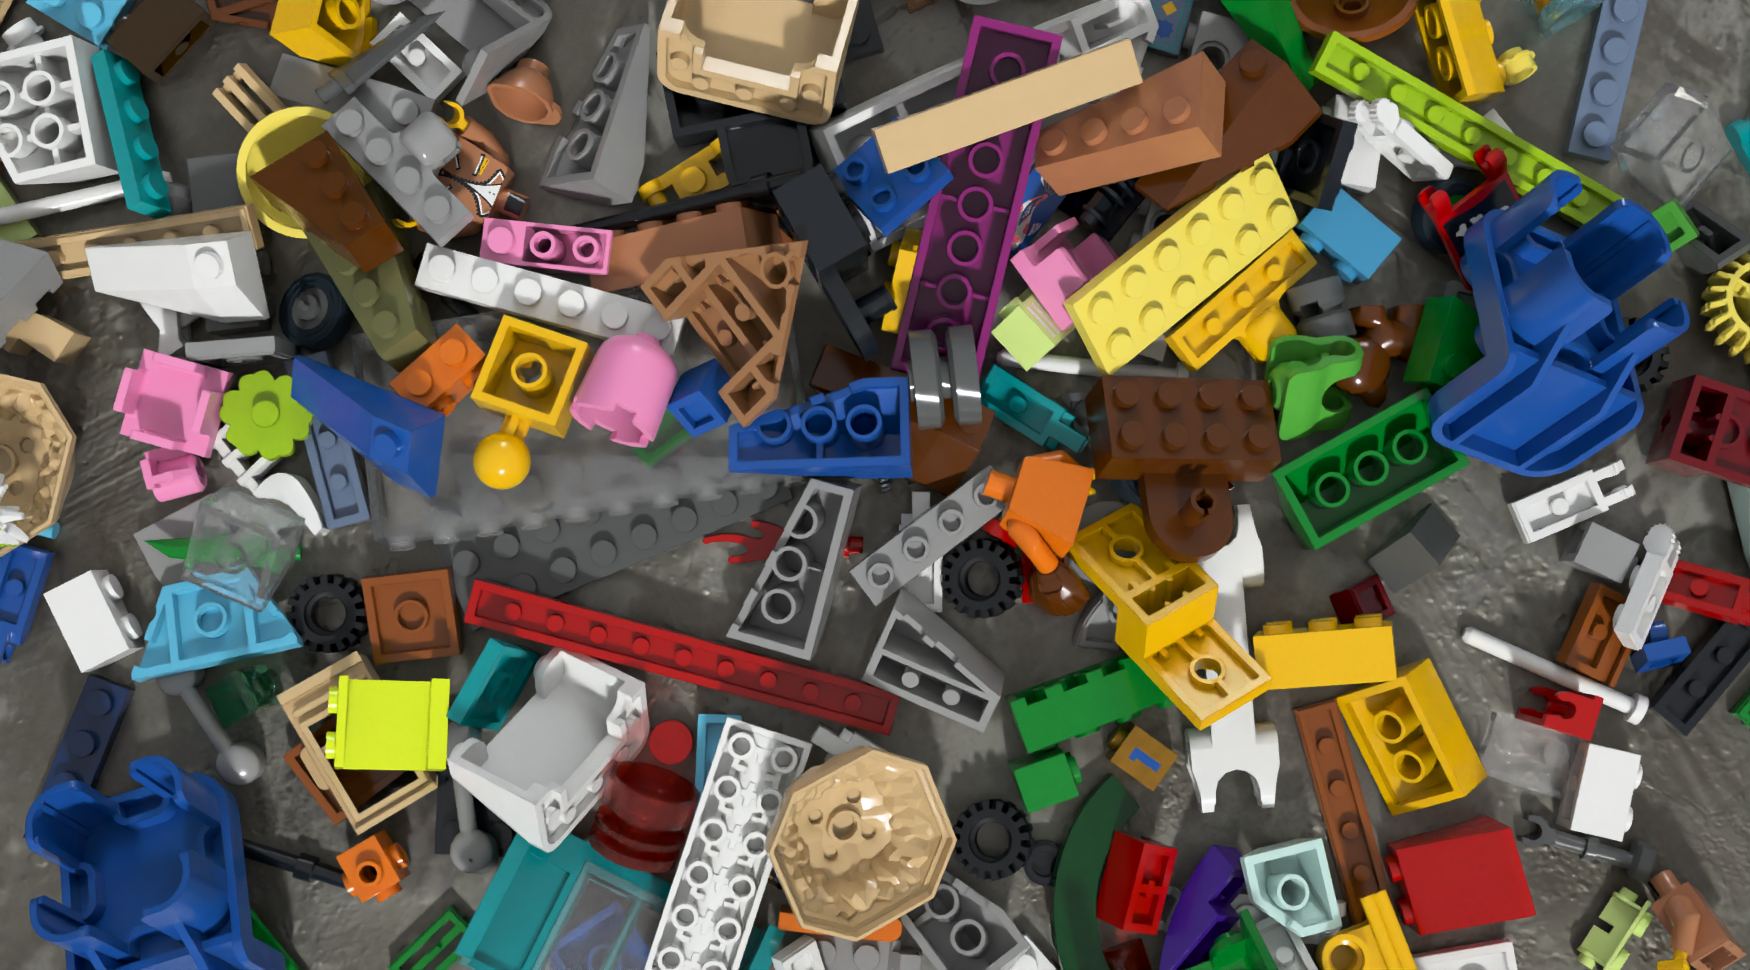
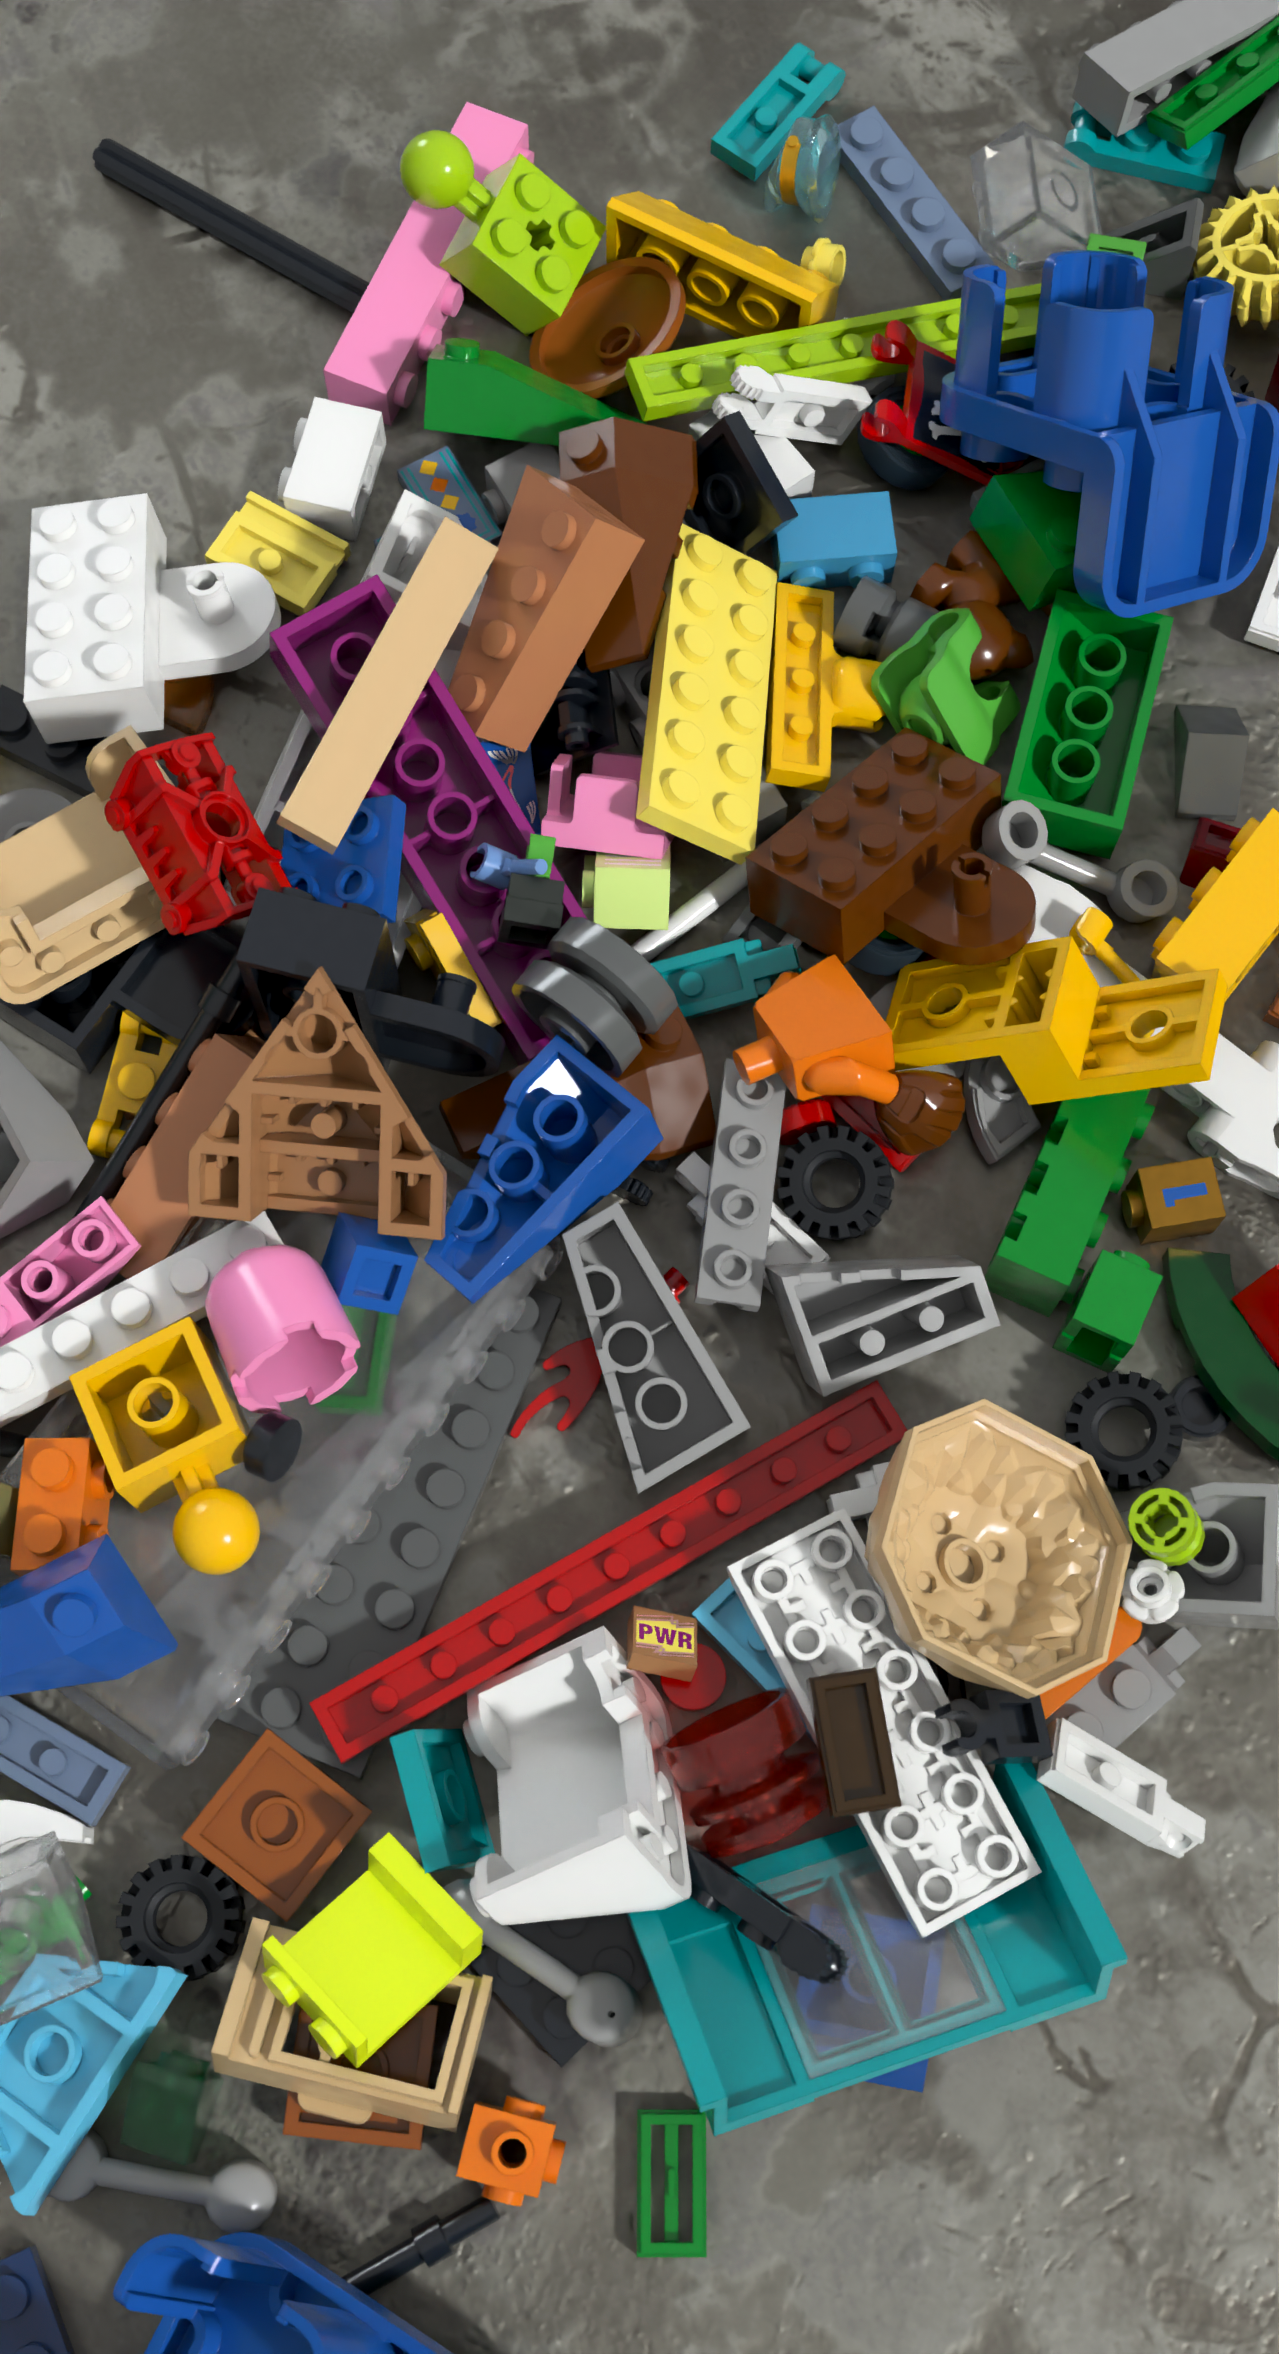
camera: 50 degrees left, 15 degrees down
(569, 444) = (272, 1446): none -> black tile
(580, 891) = (766, 1919): none -> black hinge
(667, 715) = (662, 1643): none -> tile
(698, 858) = (853, 1743): none -> dark brown tile
(773, 918) = (1001, 1725): none -> black plate
(809, 92) = (192, 832): none -> red piece
(916, 941) = (1156, 1607): none -> white plate
(960, 914) = (1175, 1536): none -> lime wheel
(966, 295) = (533, 901): none -> pearl dark grey piece
(970, 259) = (500, 864): none -> medium blue hand
(1240, 585) = (1089, 934): none -> yellow hand
(1297, 580) = (1135, 892): none -> light grey piece

